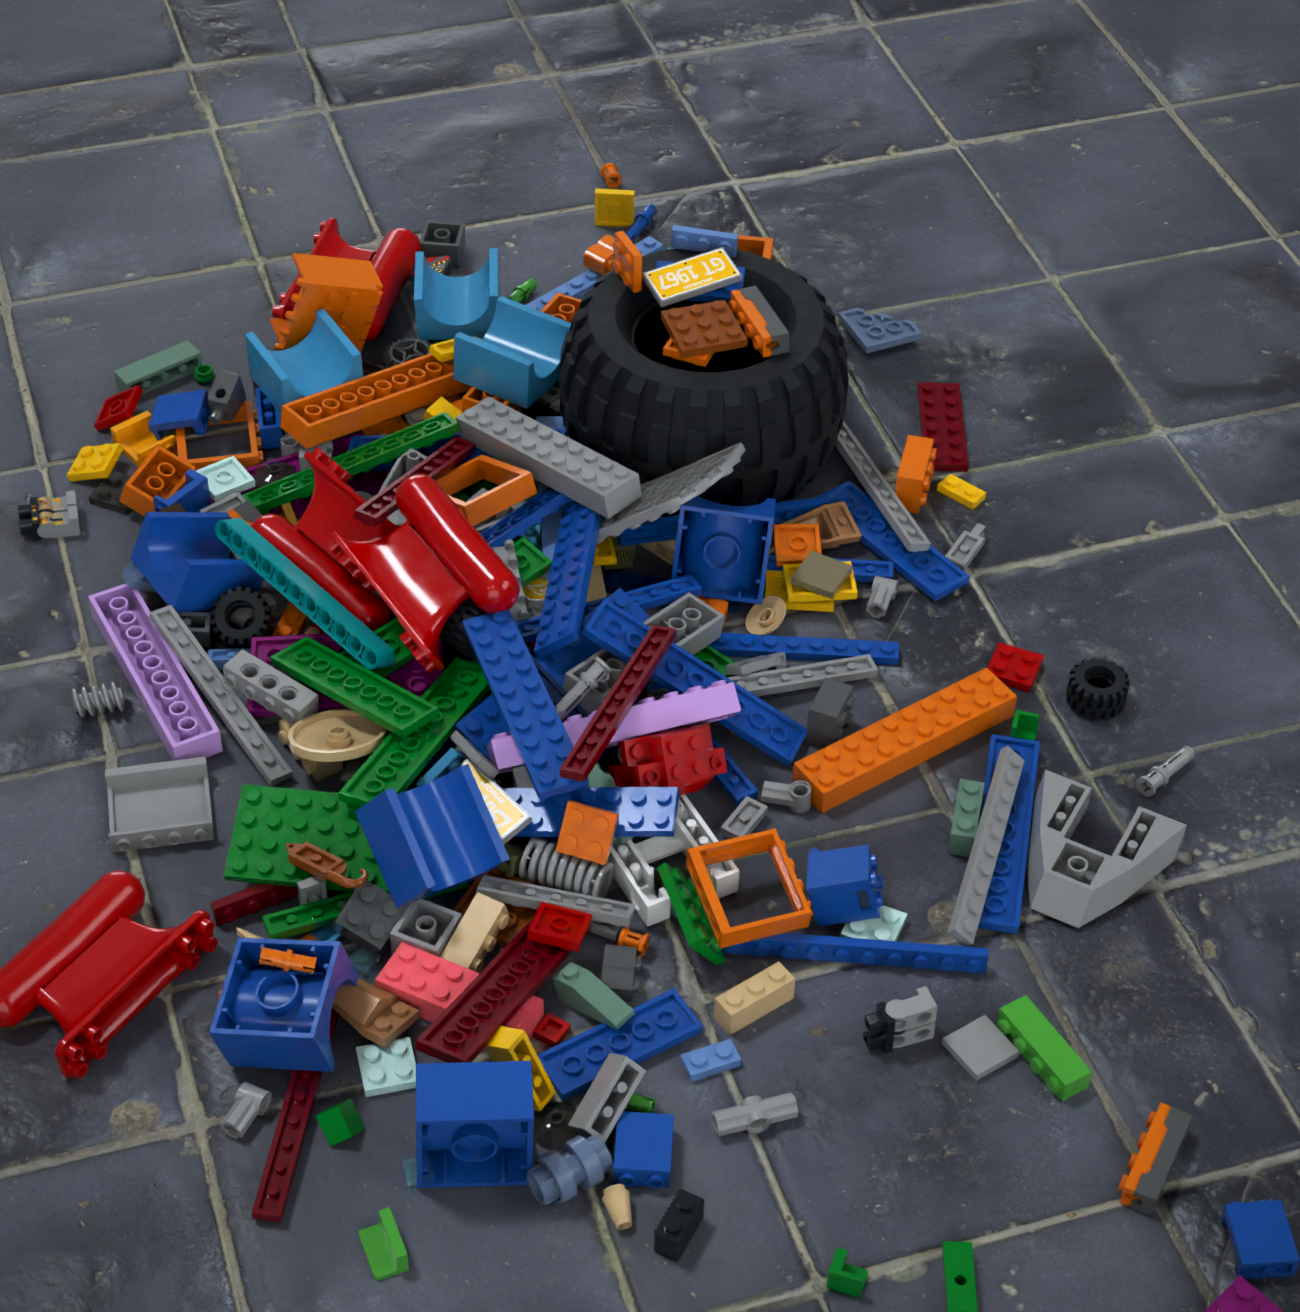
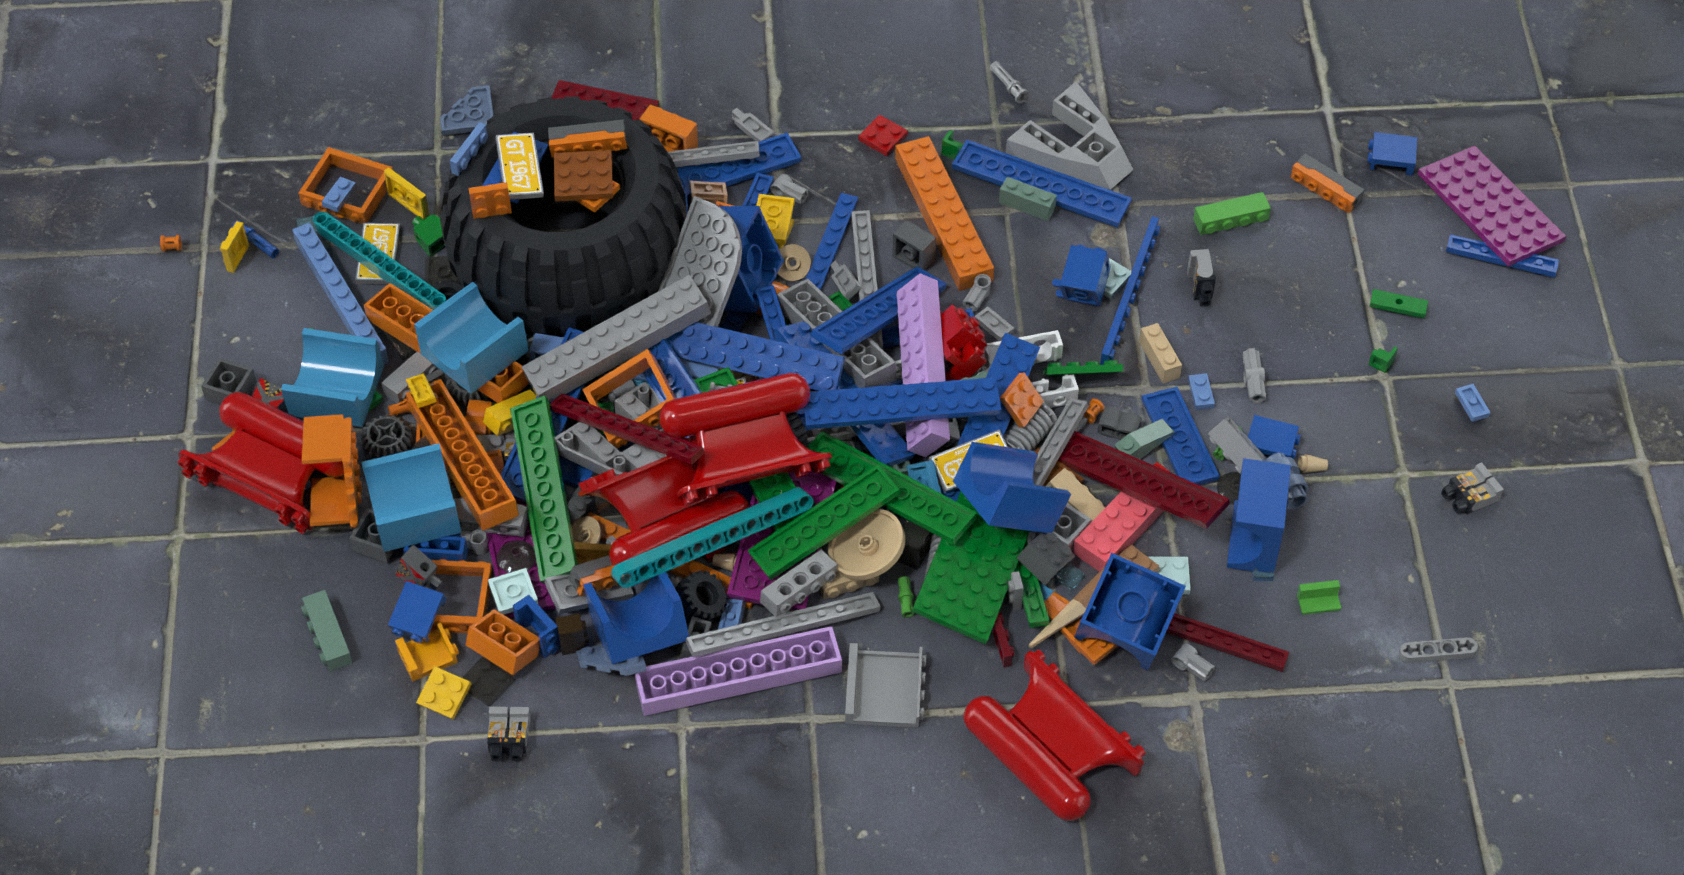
camera: 75 degrees left, 10 degrees up
(98, 699) = (755, 715): light grey piece -> none
(118, 408) = (376, 665): red tile -> none
(204, 373) = (342, 592): green plate -> none
(287, 960) = (1113, 591): orange pin -> none
(323, 865) = (1009, 567): dark orange plate -> none
(340, 1122) = (1215, 607): green panel -> none
(474, 754) = (925, 454): light grey tile -> none
(514, 1045) = (1209, 480): yellow brick -> none
(559, 926) = (1085, 442): red plate -> none
(588, 681) = (883, 363): light grey pin -> none
(600, 256) = (322, 260): orange brick -> none
(617, 704) = (925, 342): dark red plate -> none
(678, 1225) = (1335, 433): black brick -> none
(738, 847) = (1081, 349): orange window -> none
(821, 574) = (776, 212): dark tan tile -> none
(961, 491) = (689, 110): yellow plate -> none
(980, 1047) = (1222, 246): light grey tile -> none
(986, 847) = (1068, 193): light grey plate -> none
(1097, 688) = (916, 93): black tyre -> none

